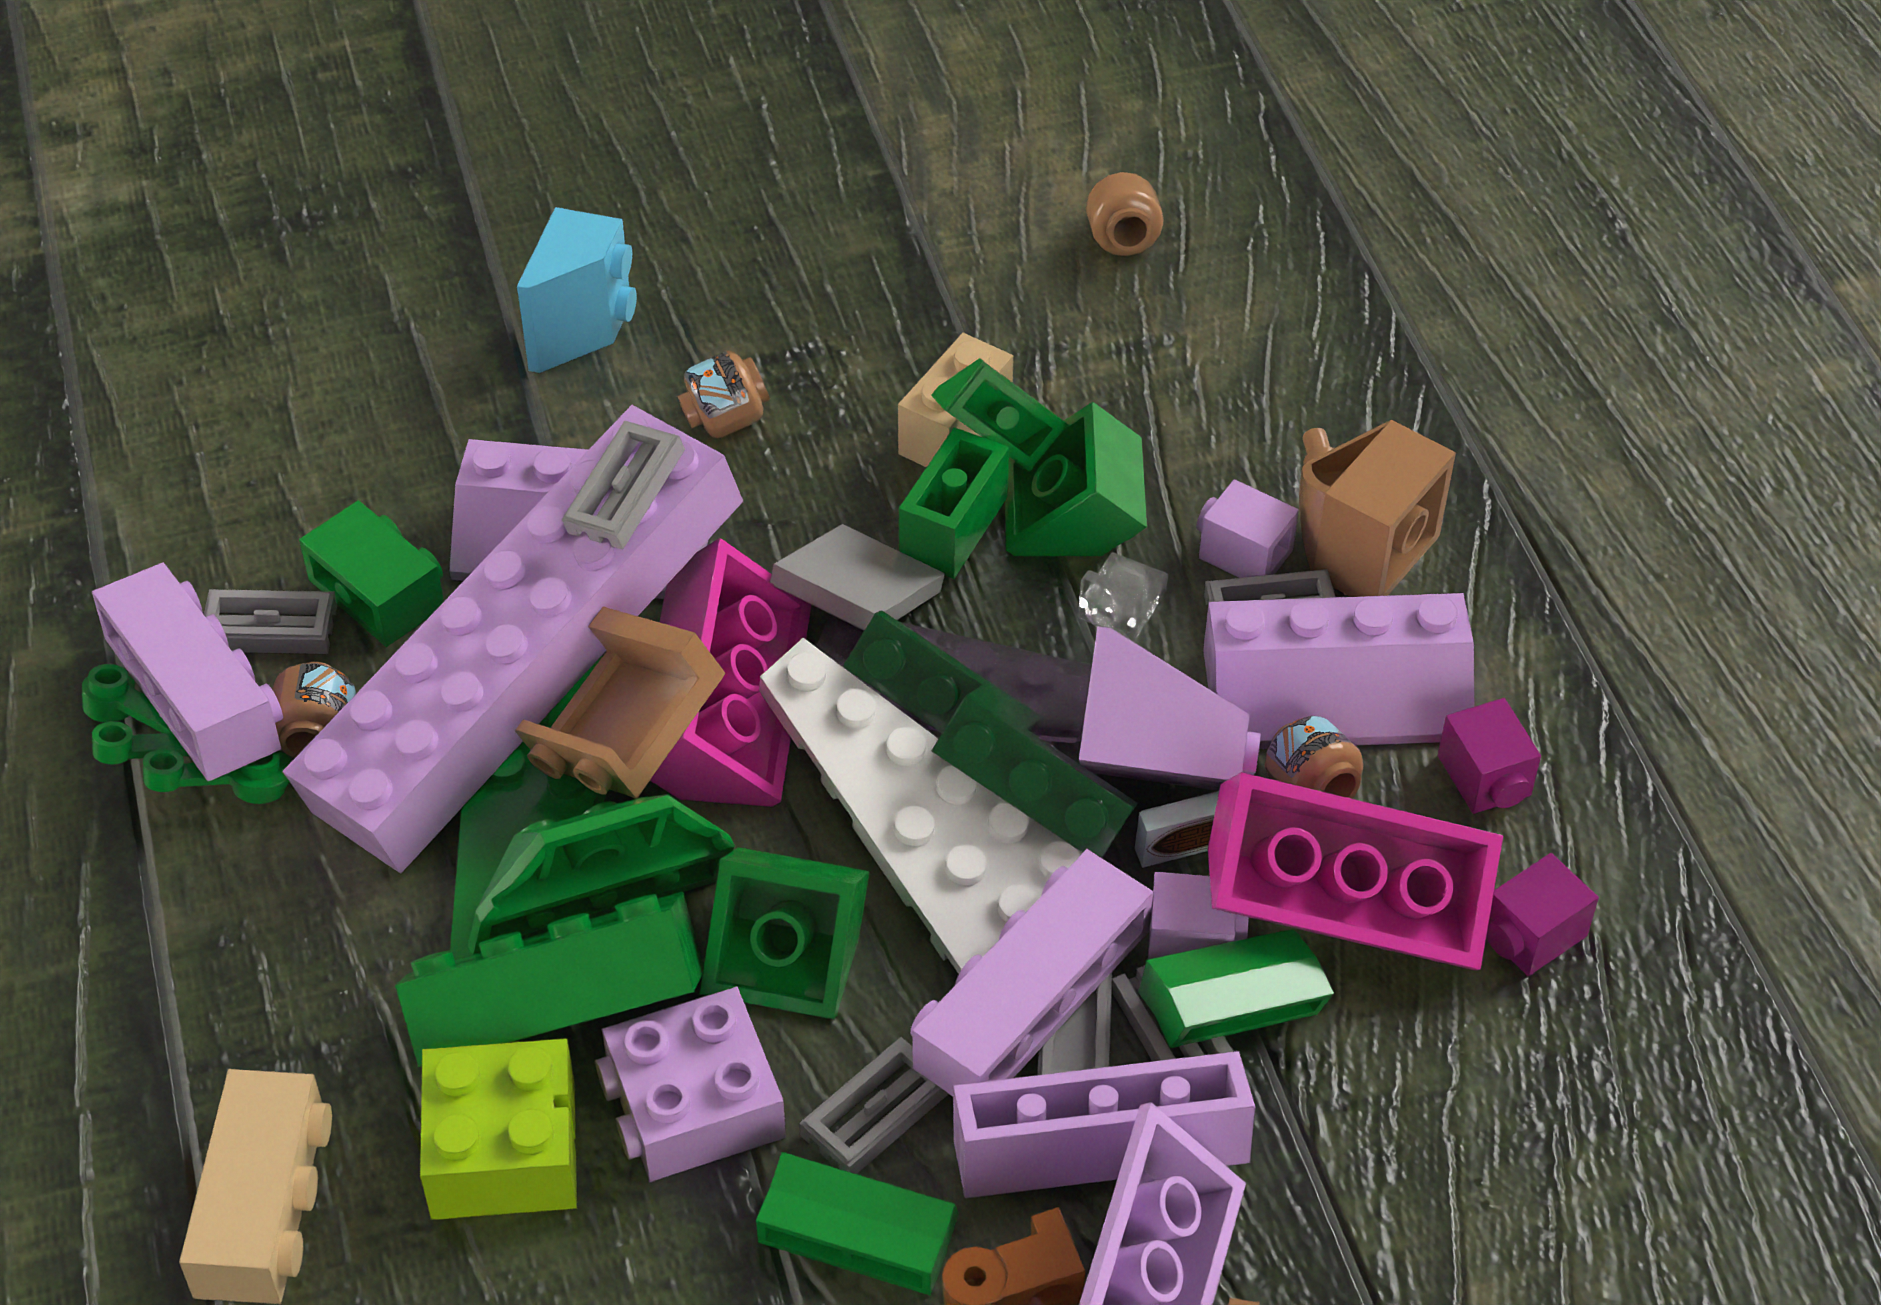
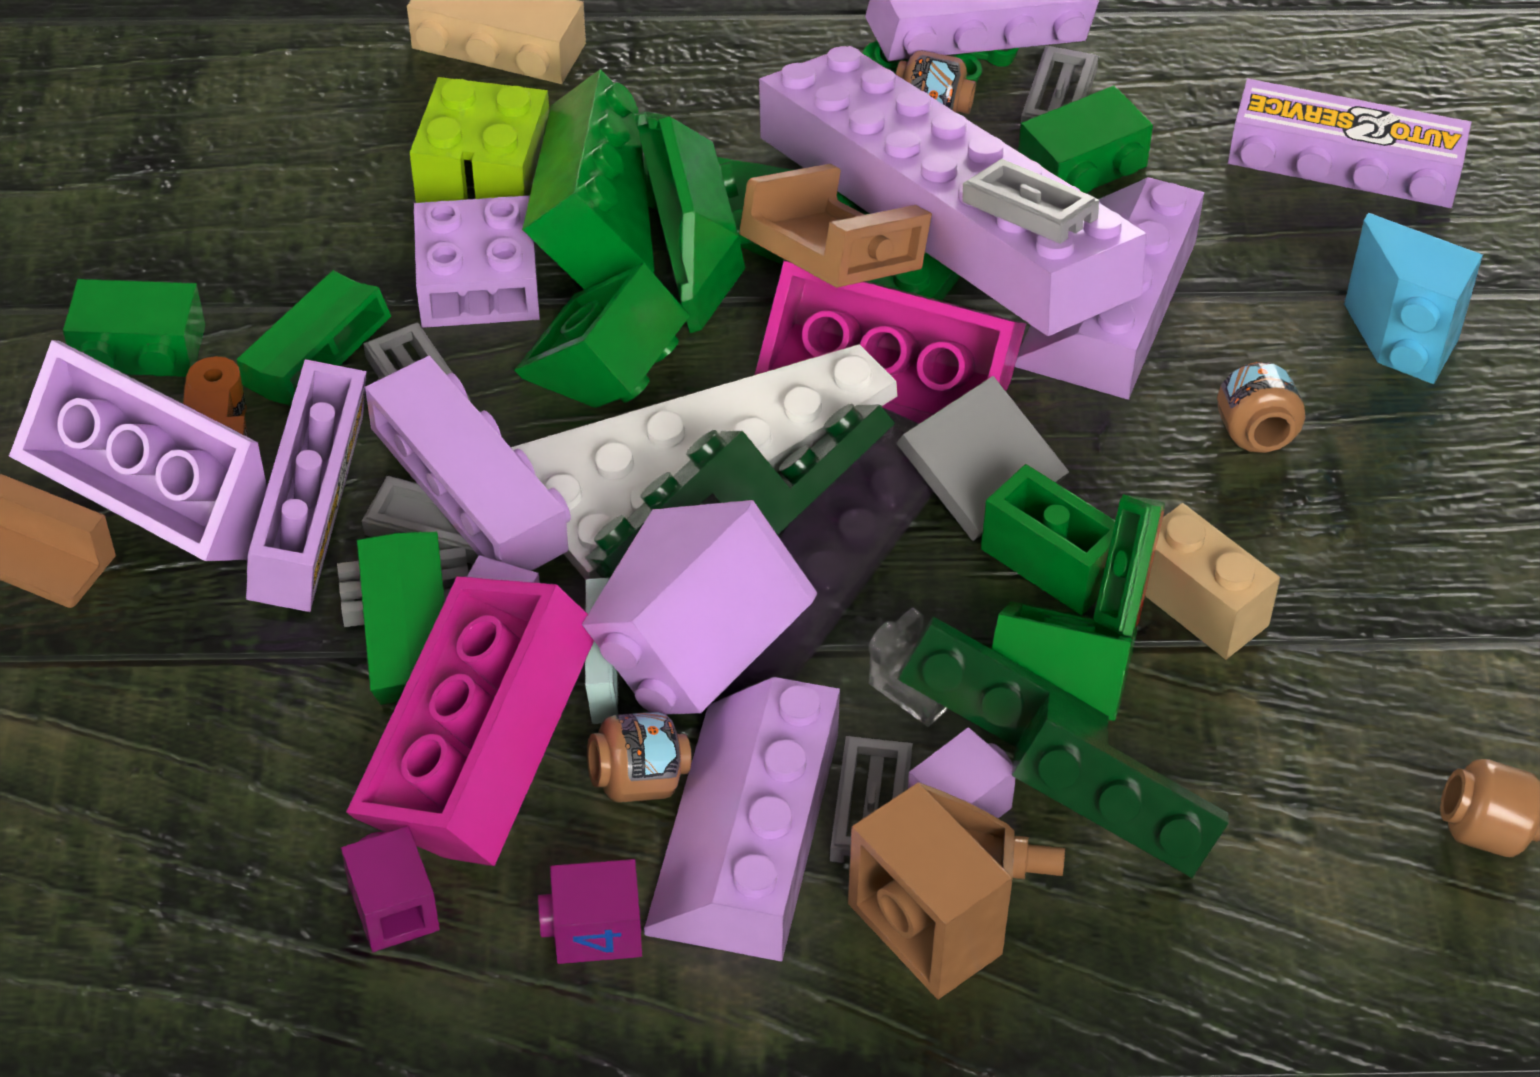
camera: 105 degrees right, 0 degrees up
(328, 373) = (1349, 143): none -> lavender brick
(1195, 457) = (1063, 747): none -> dark green bracket

